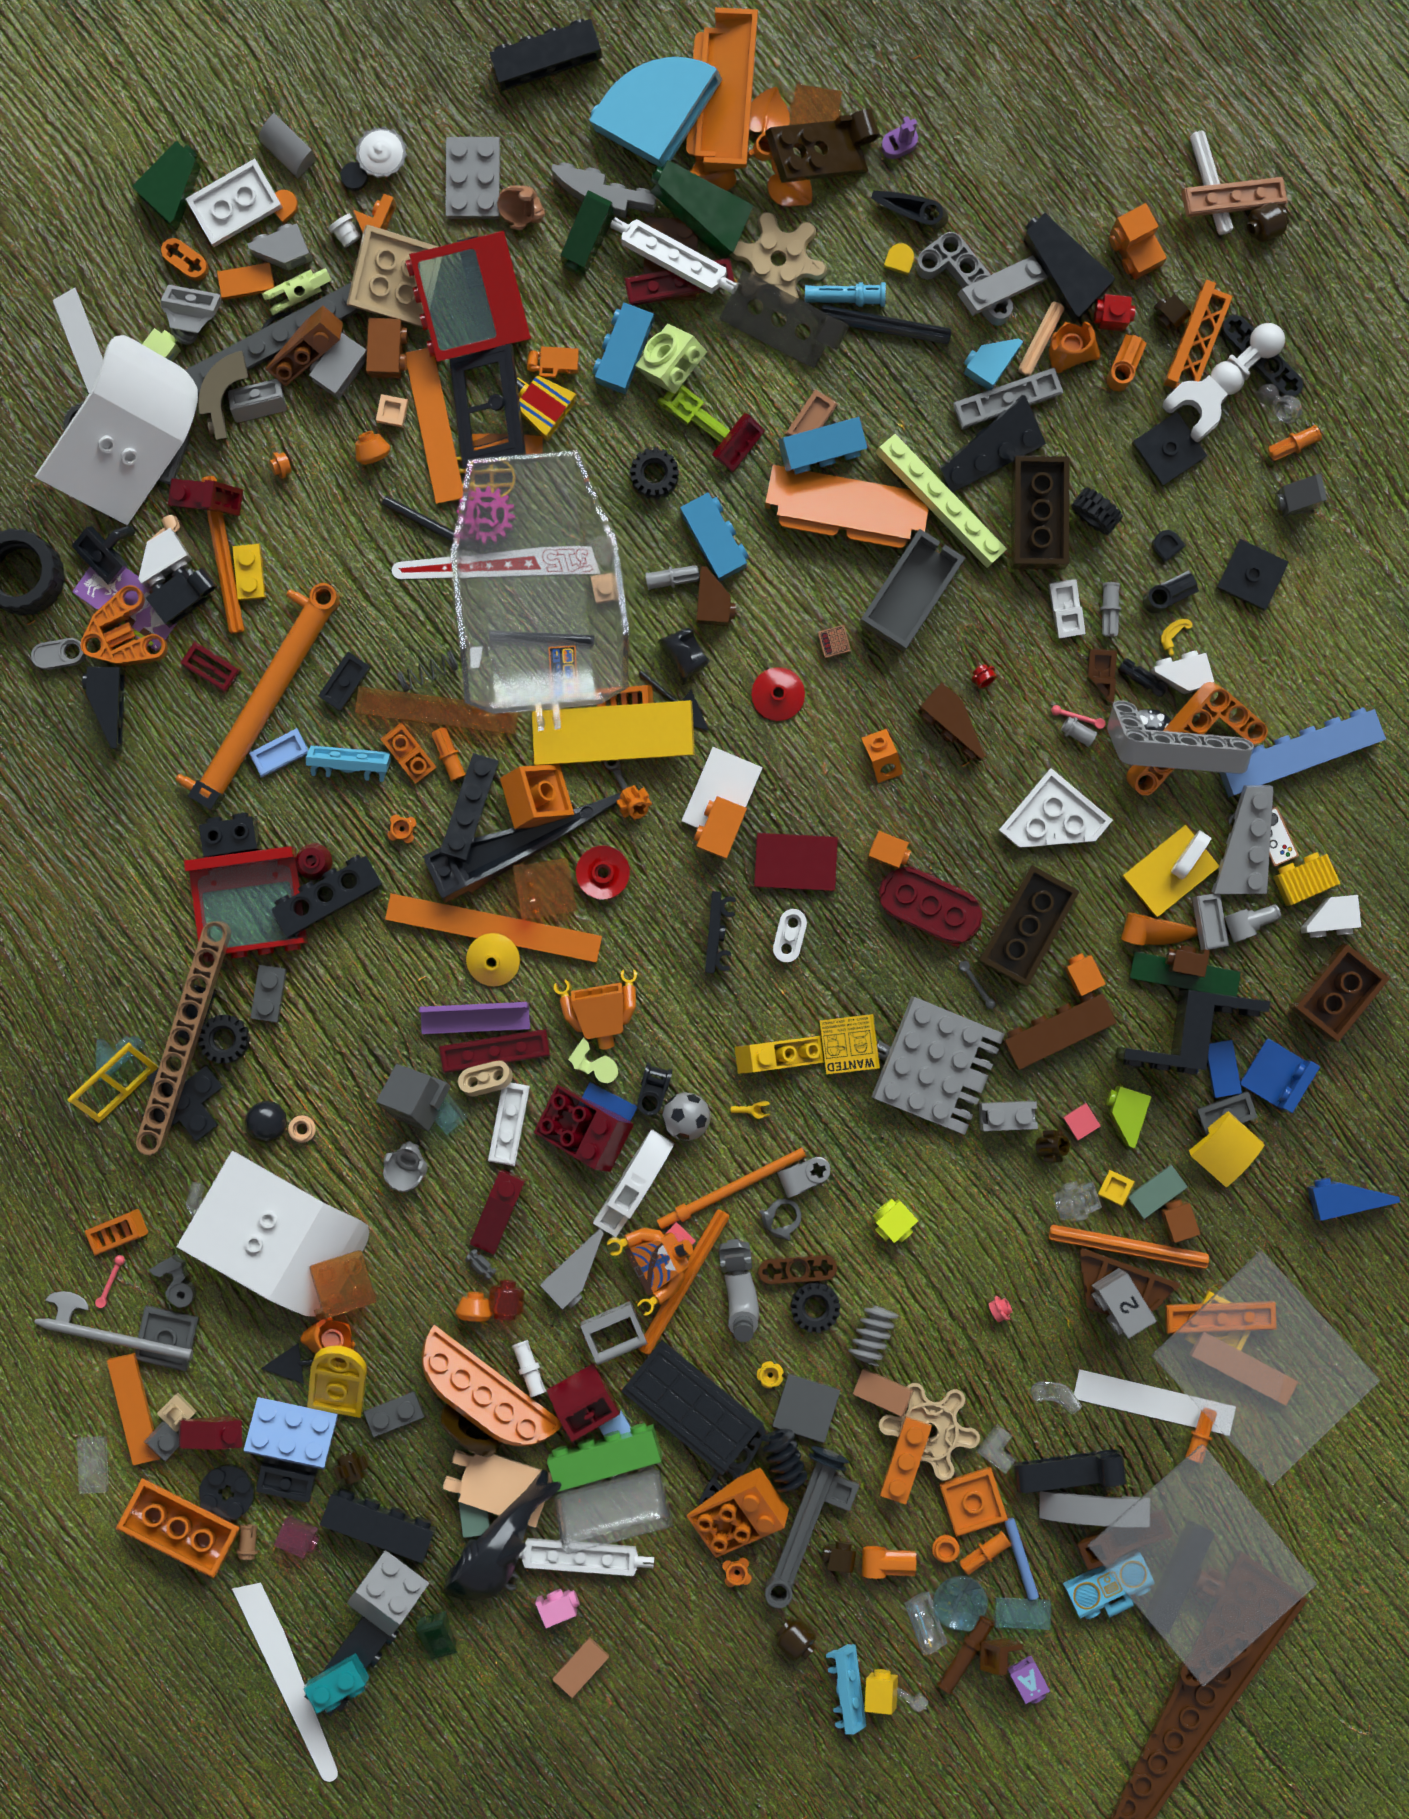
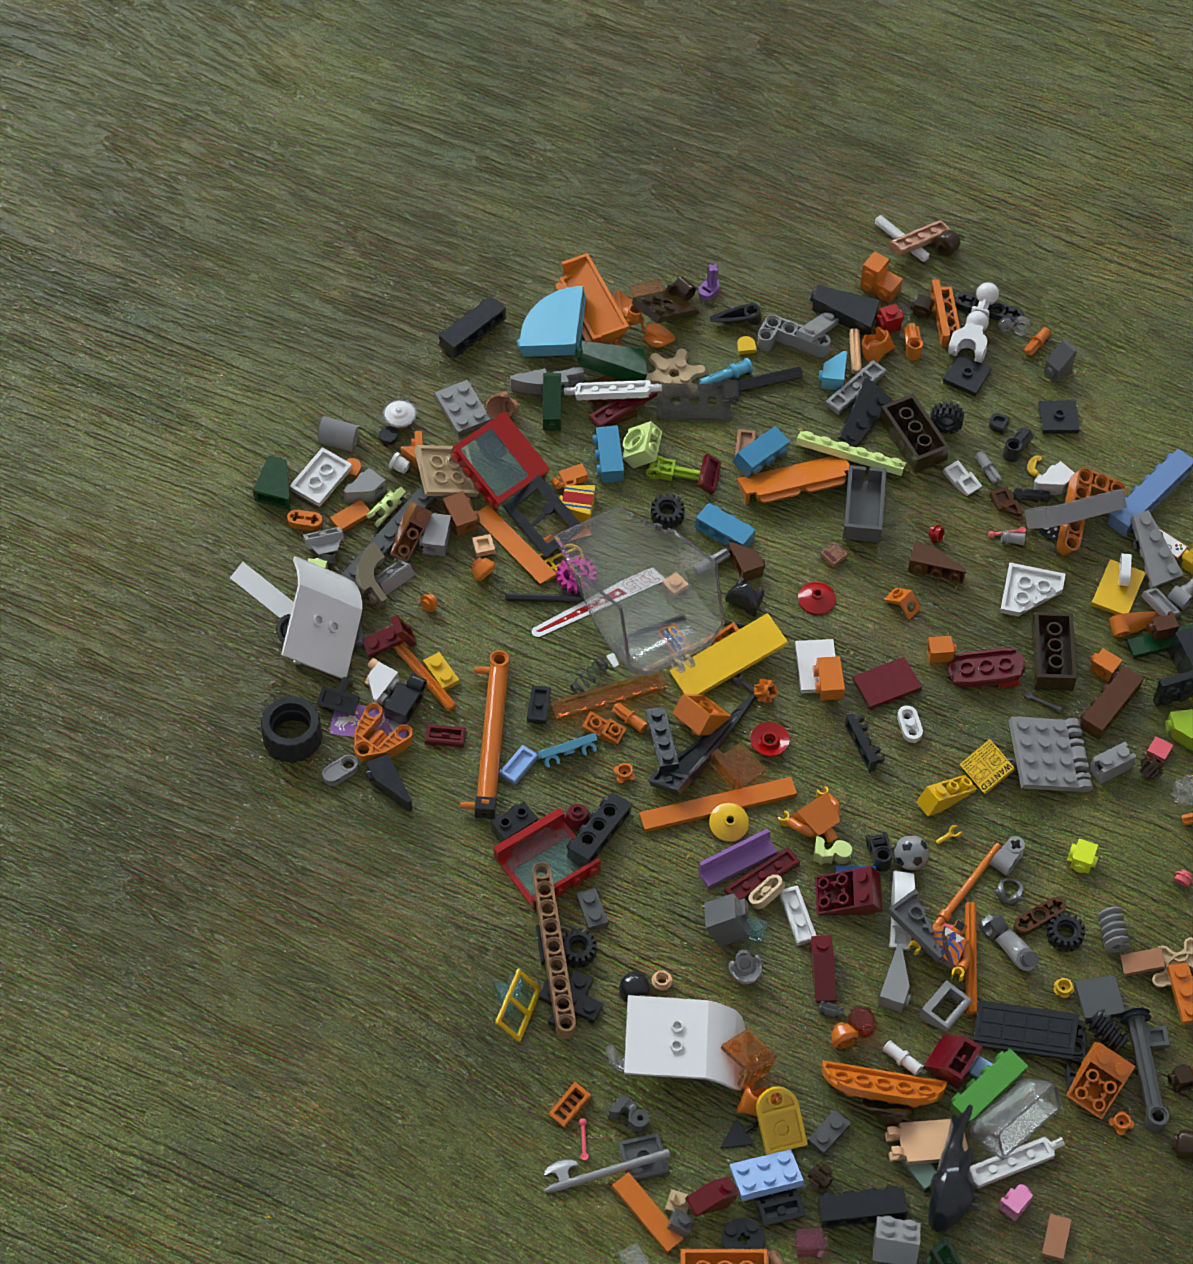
camera: 30 degrees left, 30 degrees down
(629, 1212) = (912, 919): none -> dark grey wing

